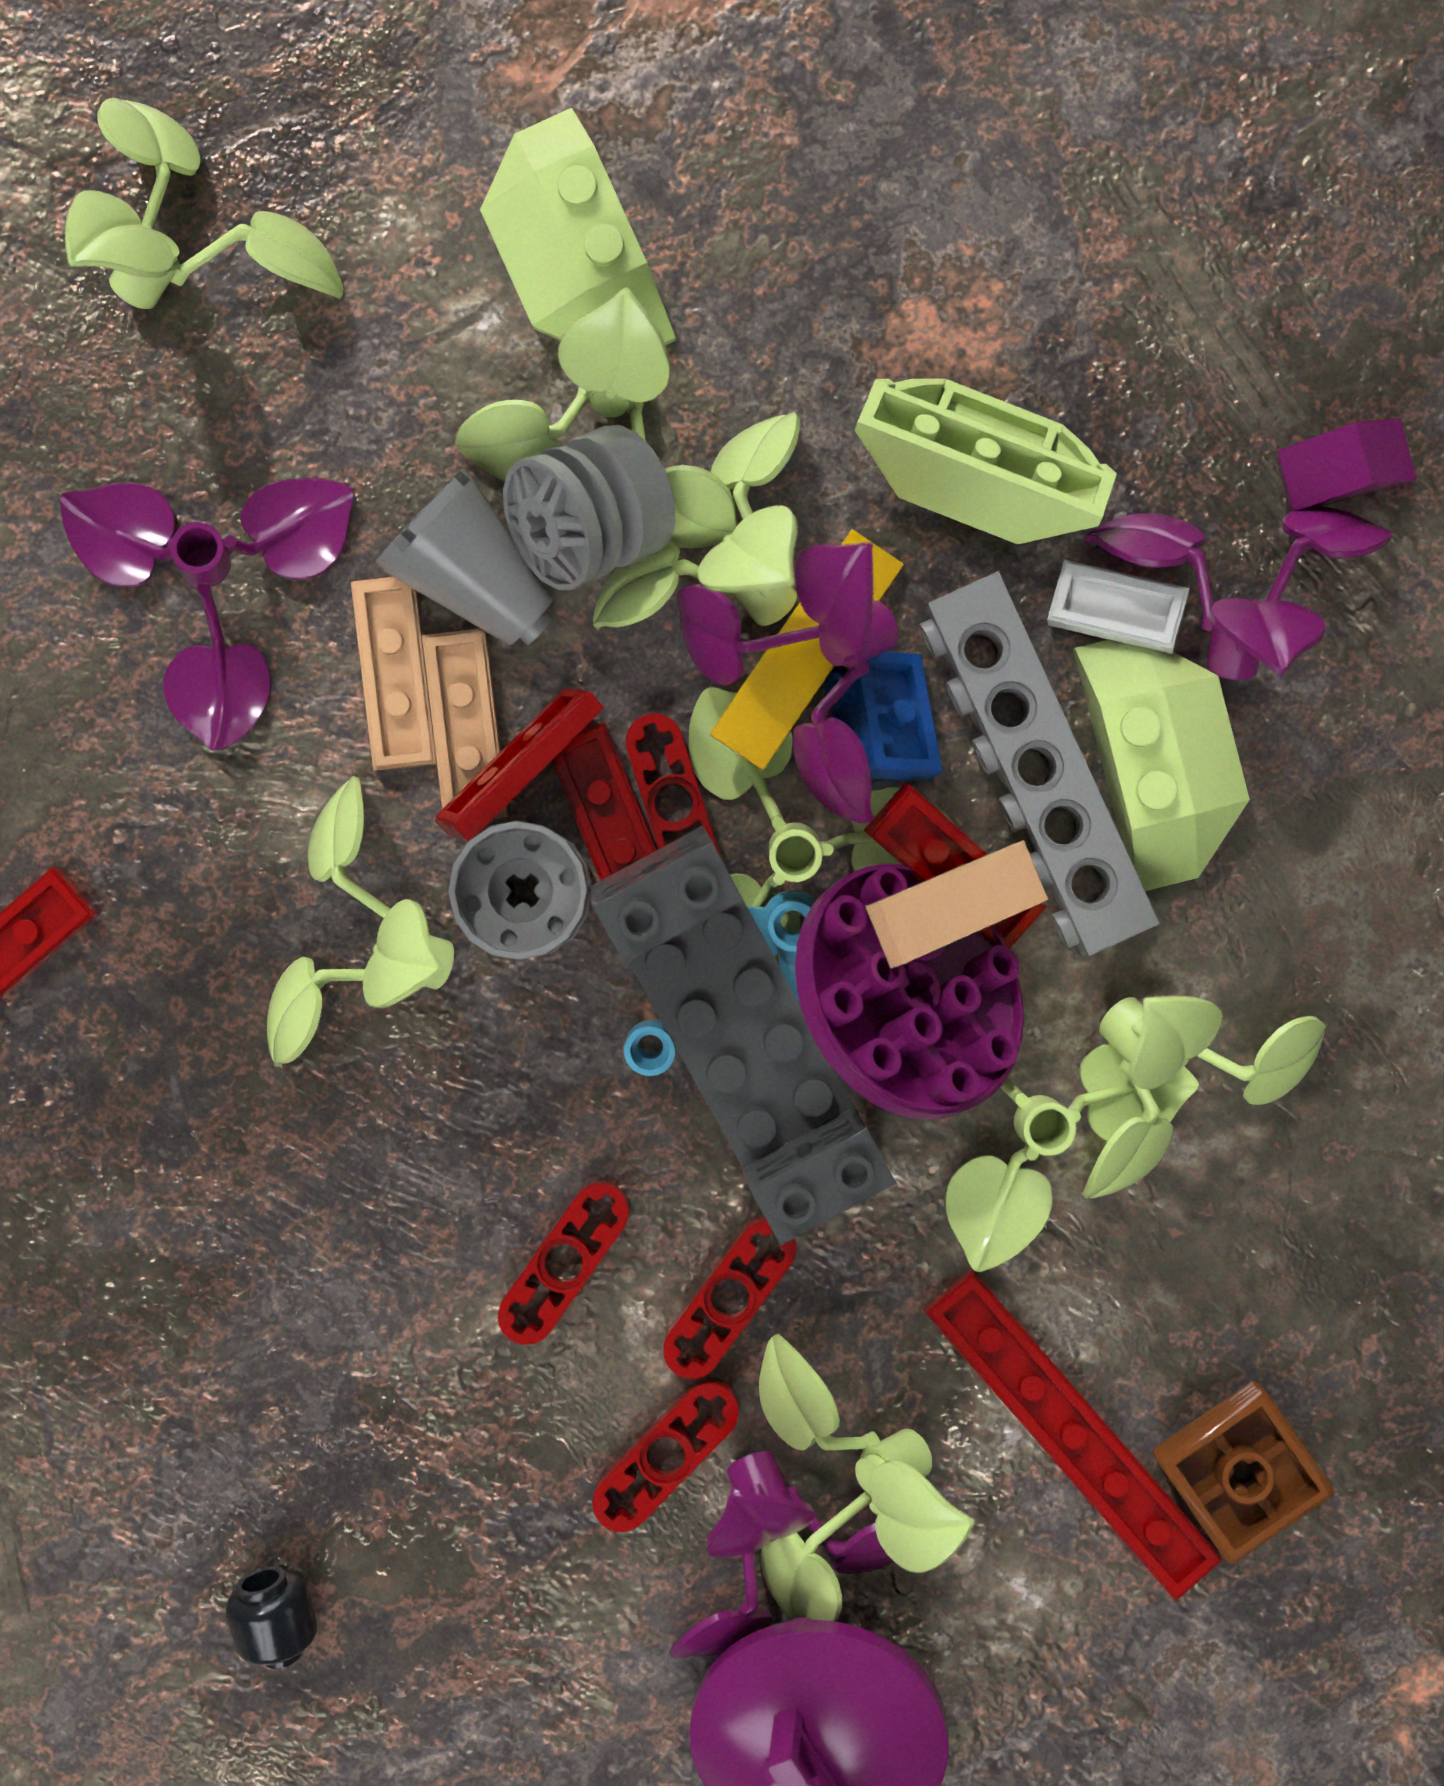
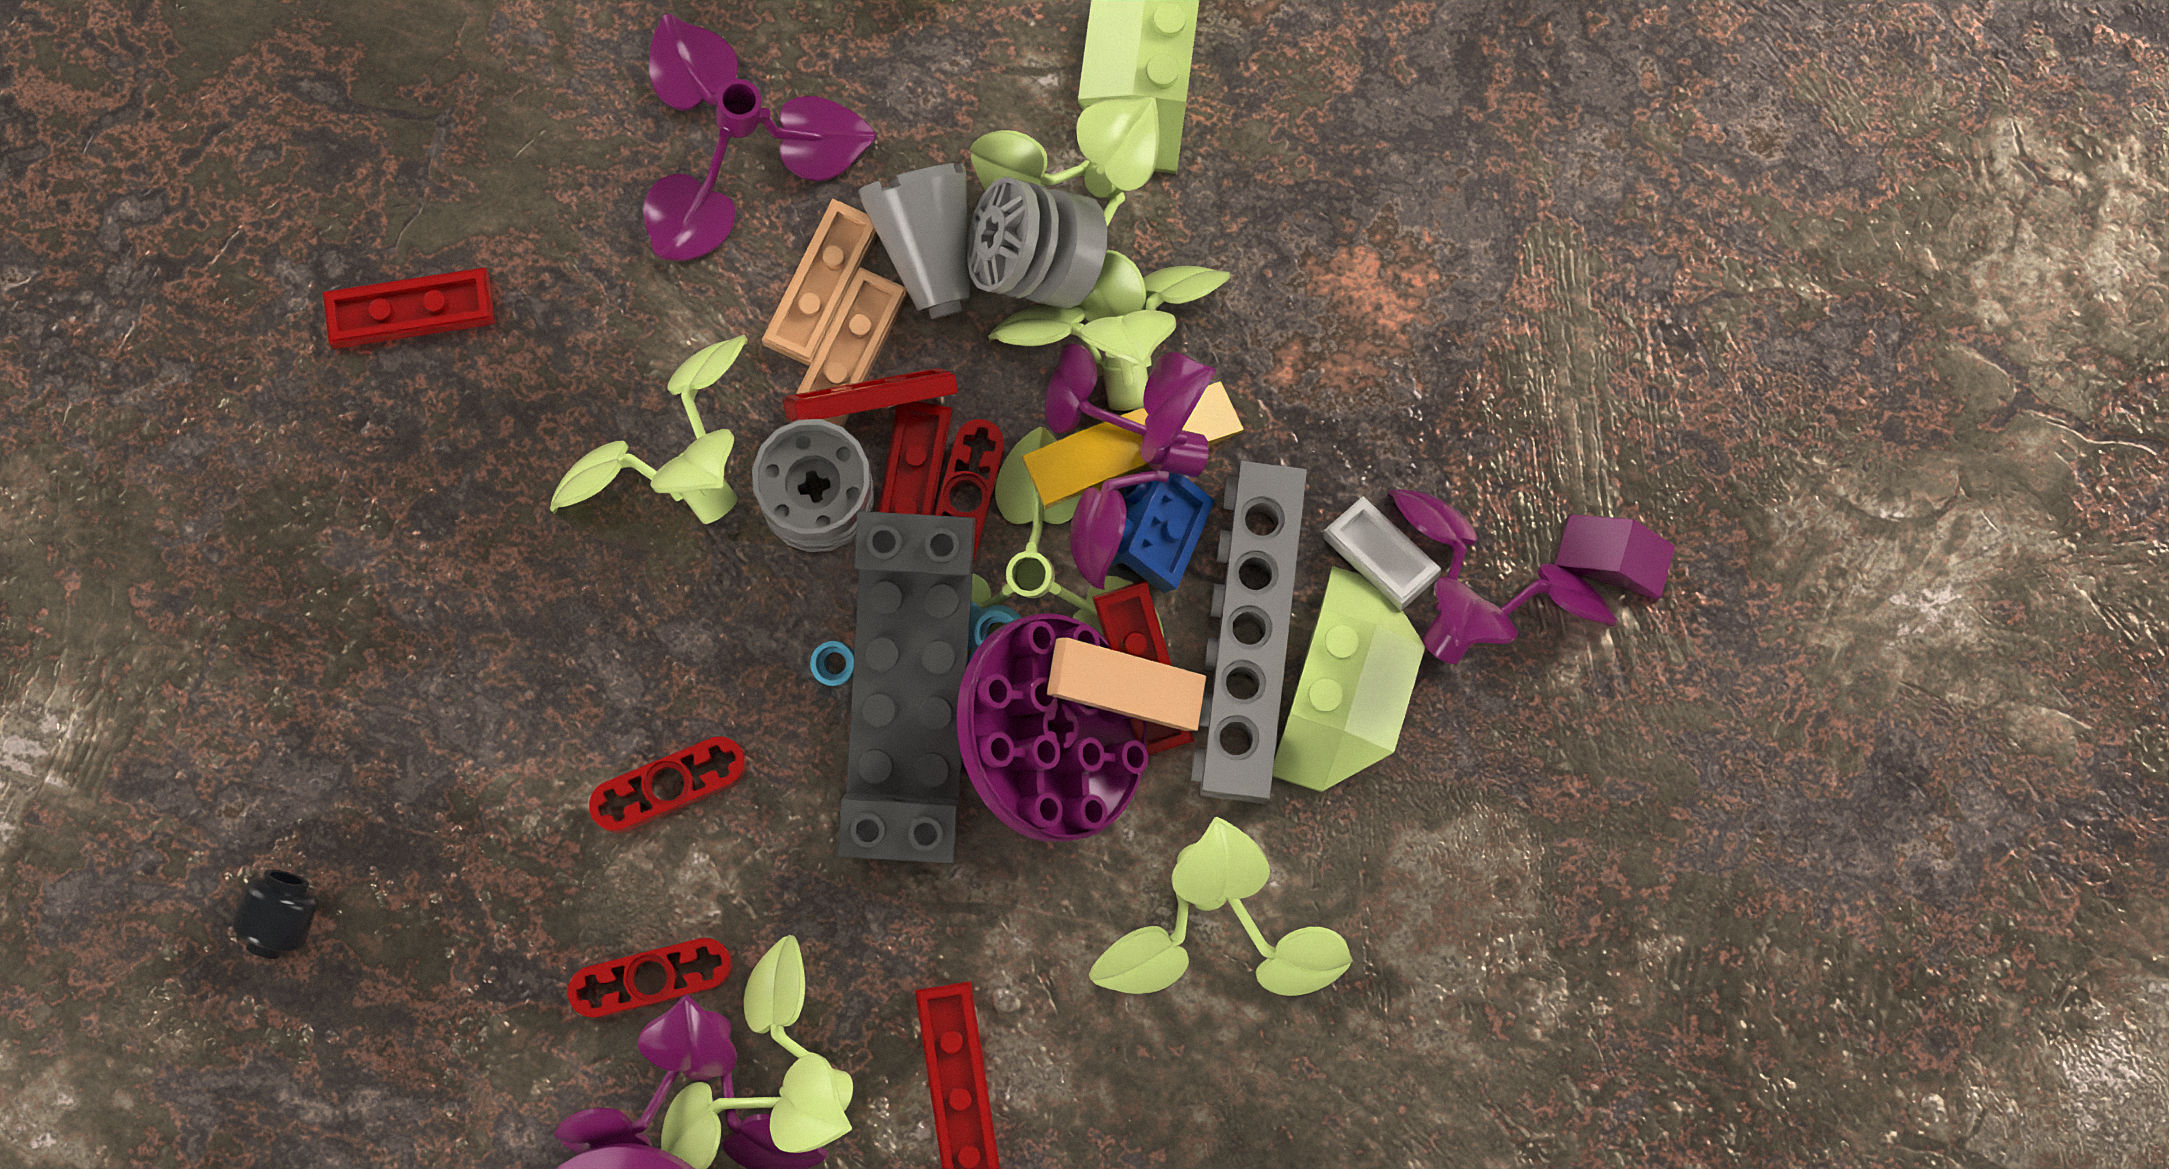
camera: 25 degrees right, 10 degrees down
(688, 1324) = (731, 891): red beam -> none
(983, 460) = (1342, 384): yellowish green wedge -> none
(1004, 1207) = (1023, 947): yellowish green plant -> none

